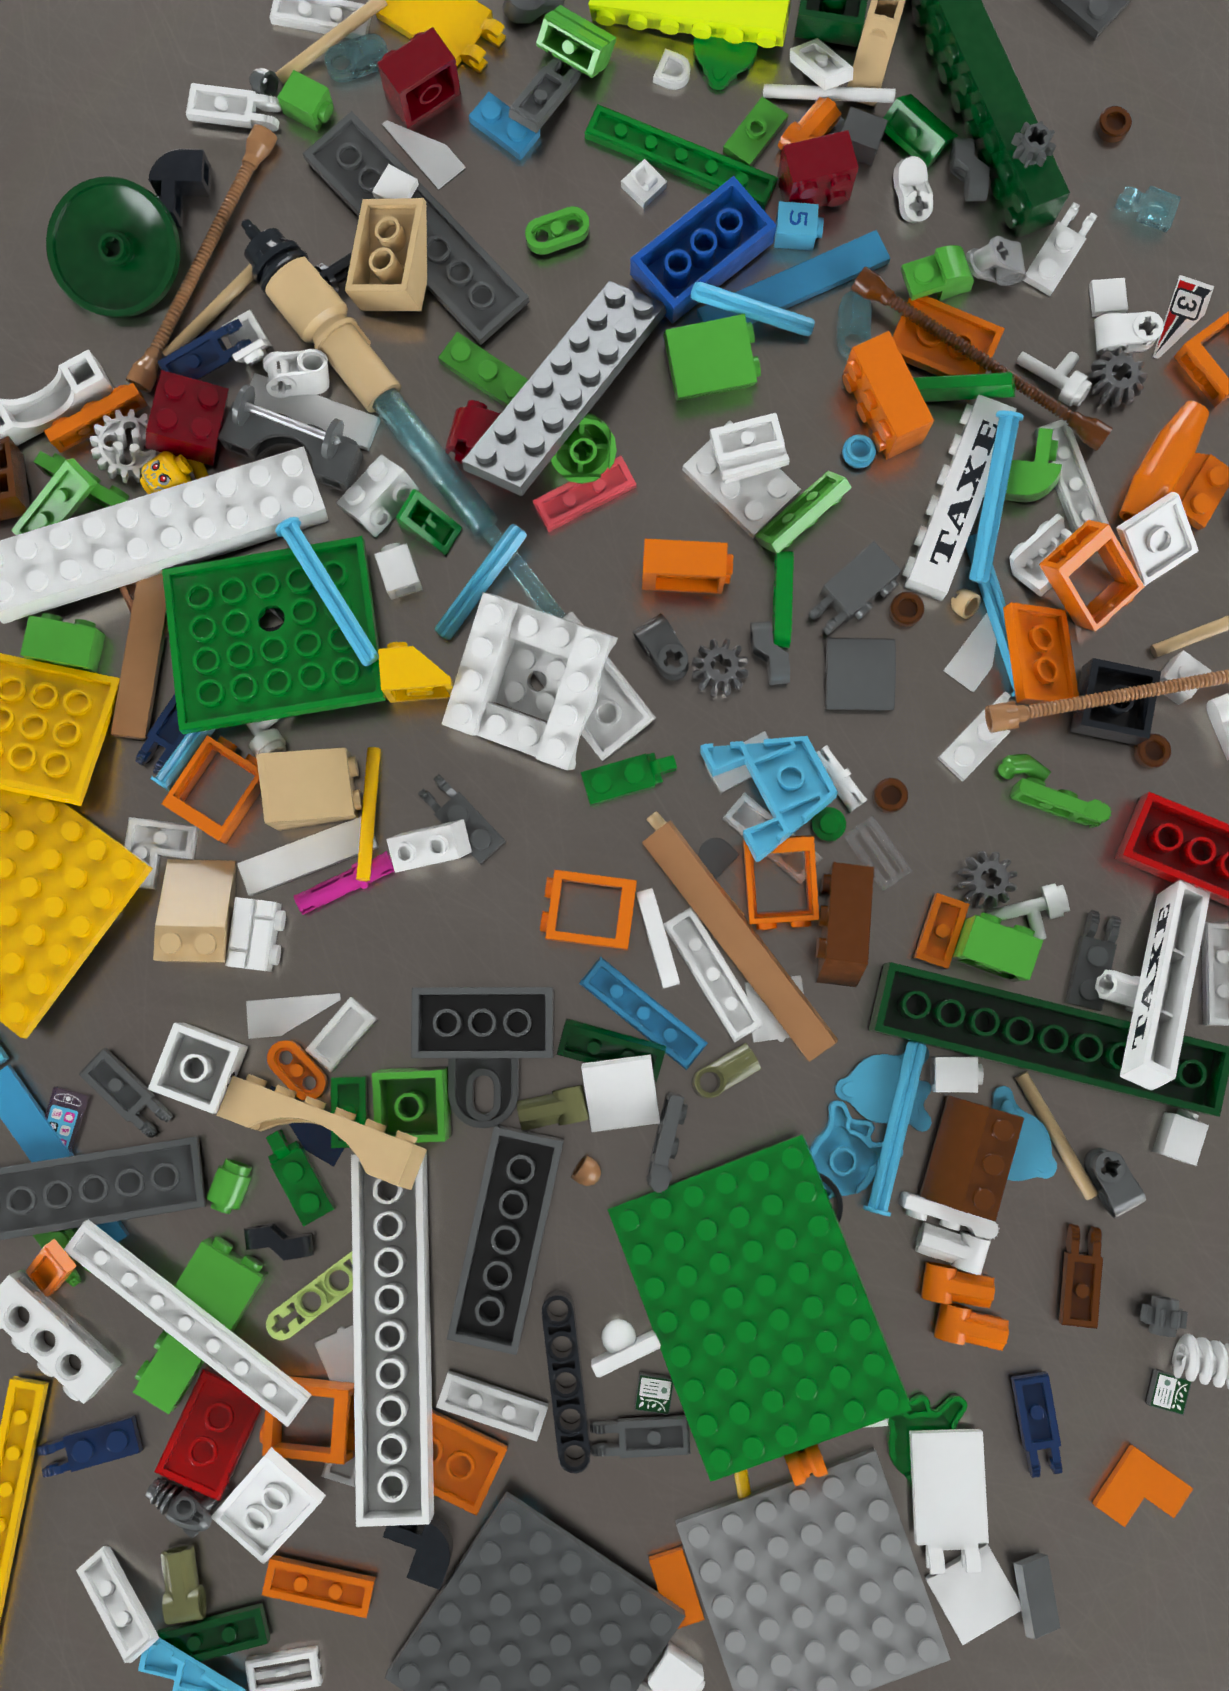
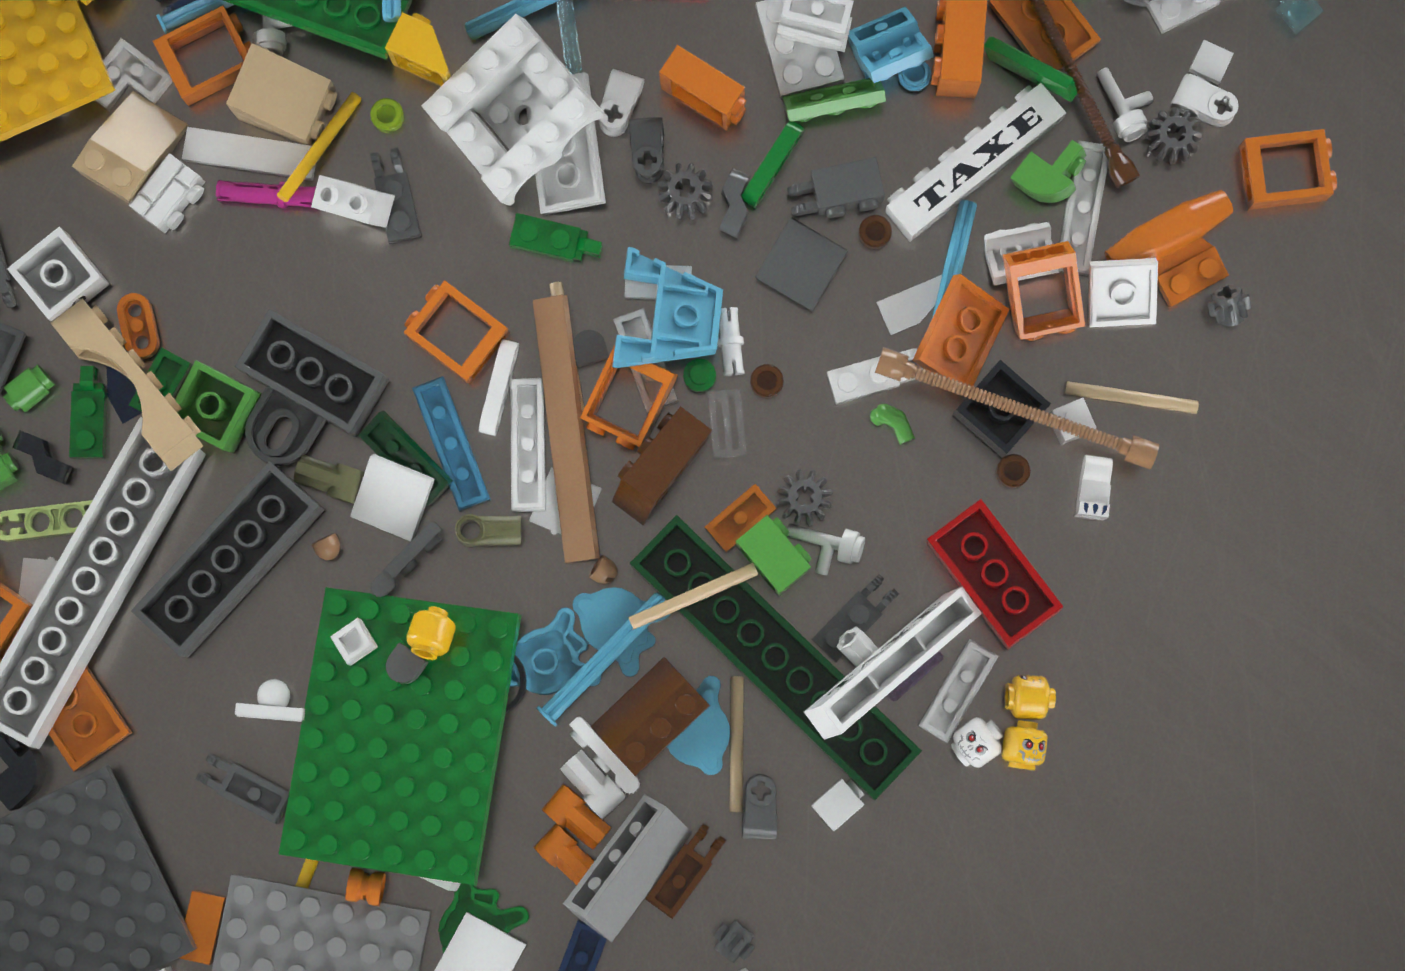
camera: 35 degrees right, 0 degrees up
(281, 1015) = (152, 274): white sticker -> none
(341, 1034) = (191, 318): white tile -> none
(411, 750) = (387, 115): none -> lime tile
(492, 1405) = (138, 691): white plate -> none
(571, 1397) = (196, 715): black beam -> none
(613, 618) = (621, 98): none -> white piece
(654, 1393) = (275, 760): tile -> none
(666, 1246) = (354, 641): none -> white tile
(727, 1241) = (404, 665): none -> dark grey tile
(736, 1200) = (431, 633): none -> yellow head
(825, 437) = (889, 45): none -> medium azure brick
(847, 1049) = (604, 570): none -> medium nougat hinge
(950, 1027) = (693, 596): none -> tan bar
(955, 1074) = (680, 642): white brick -> none
(965, 603) = (931, 260): tan hinge -> none
(994, 495) = (1001, 176): medium azure axle -> none
(1032, 1307) = (628, 867): none -> light grey brick
(1060, 803) = (905, 468): bright green hinge -> none
(1185, 310) = (1273, 111): sticker -> none

